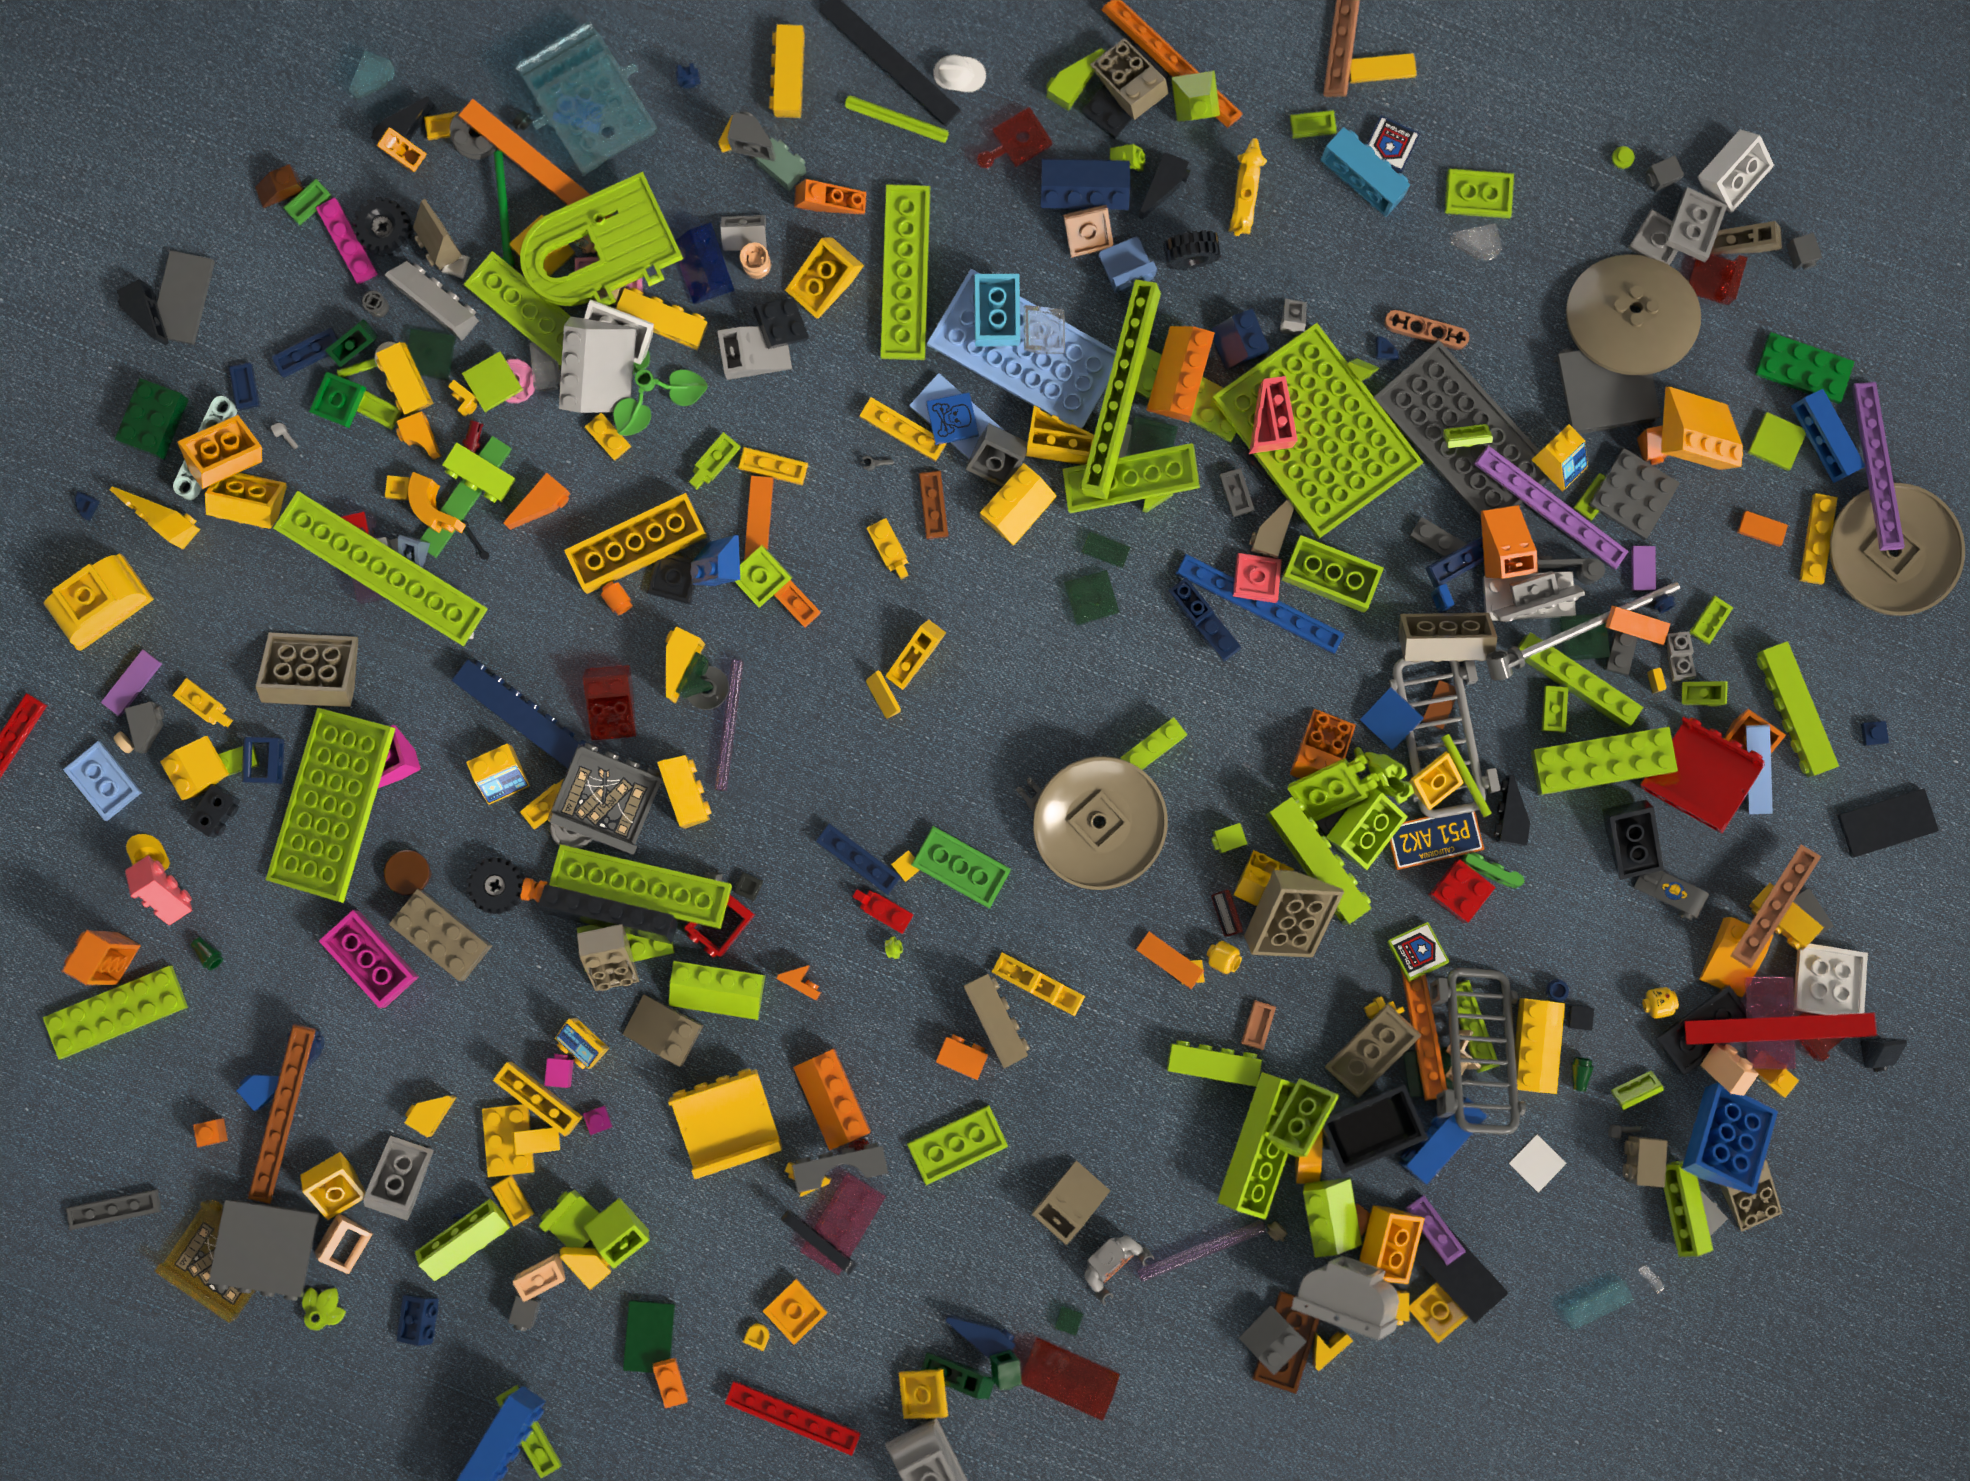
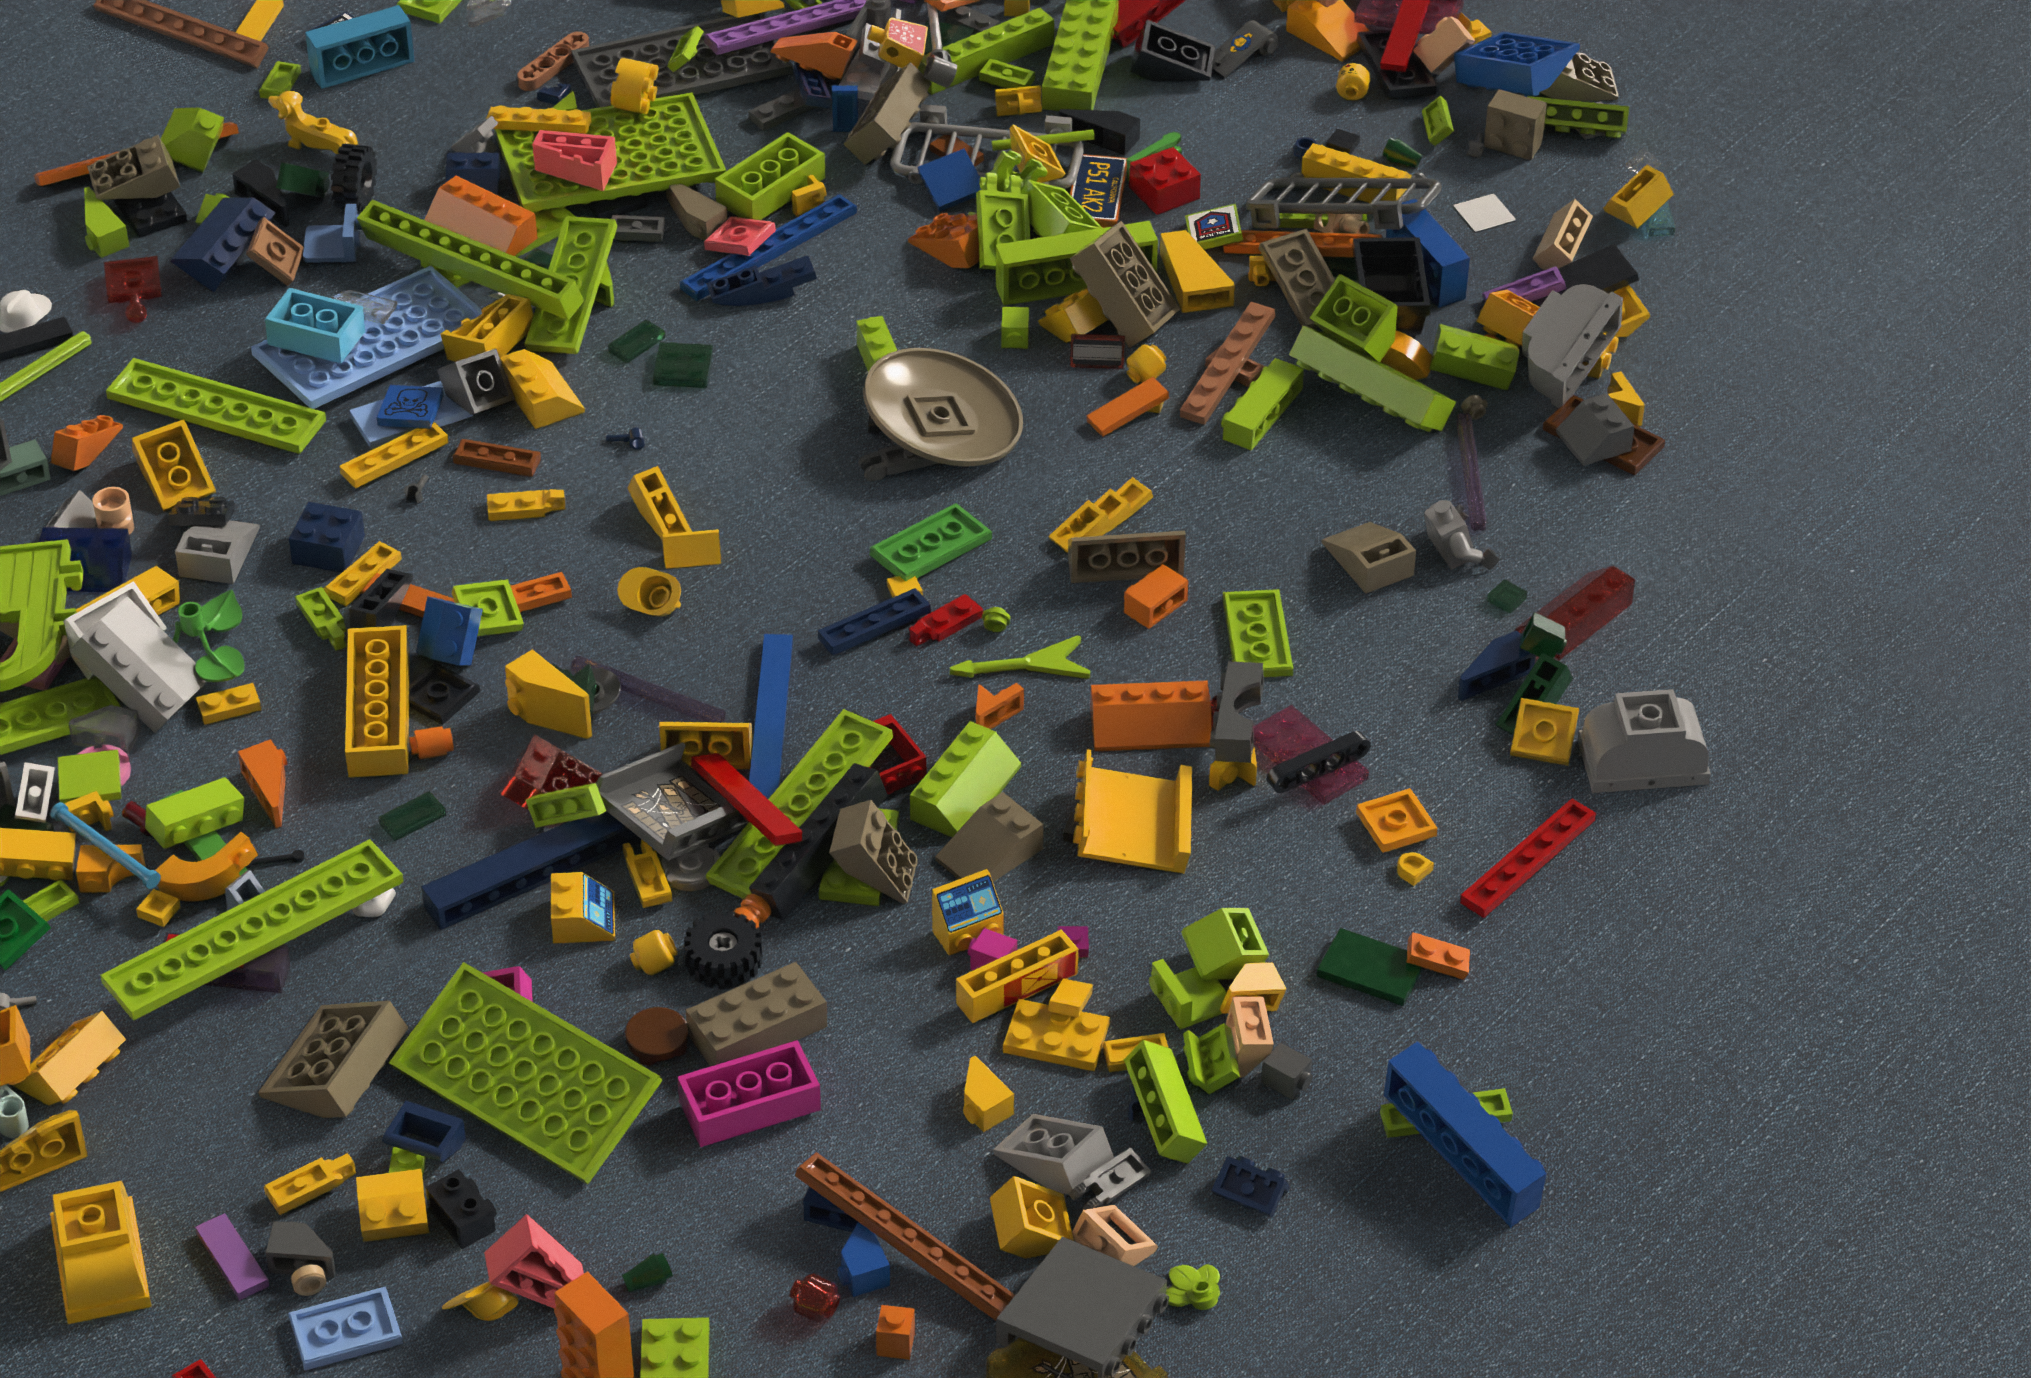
camera: 70 degrees left, 40 degrees down
(220, 1070) = (815, 1297): none -> clear red head
(383, 1226) = (1112, 1179): none -> hinge
(423, 427) = (150, 877): none -> dark azure bar
(458, 354) = (34, 792): none -> white slope
(475, 840) = (653, 952): none -> yellow head
(516, 1256) = (1211, 1058): none -> lime bracket
(548, 615) = (412, 816): none -> clear green tile
(573, 726) = (565, 805): none -> lime plate
(621, 849) = (746, 799): none -> red tile
(733, 498) = (381, 600): none -> black slope
(734, 824) = (771, 713): none -> blue tile
(791, 425) = (326, 537): none -> dark blue brick
(817, 687) = (649, 591): none -> yellow piece
(869, 998) = (1047, 660): none -> lime piece
(991, 599) = (634, 438): none -> dark blue hand
(1179, 210) = (303, 180): none -> dark green slope
(1250, 1021) = (1227, 363): none -> nougat plate
(1324, 612) = (808, 197): none -> yellow bracket
(1331, 357) = (541, 119): none -> yellow plate
(1350, 957) = (1194, 274): none -> yellow slope
(1390, 419) = (634, 86): none -> yellow brick
(1512, 1244) = (1563, 236): none -> tan brick
(1521, 732) = (1018, 100): none -> yellow hips
(1527, 617) = (900, 42): none -> yellow torso
(1587, 1291) = (1640, 197): none -> yellow slope

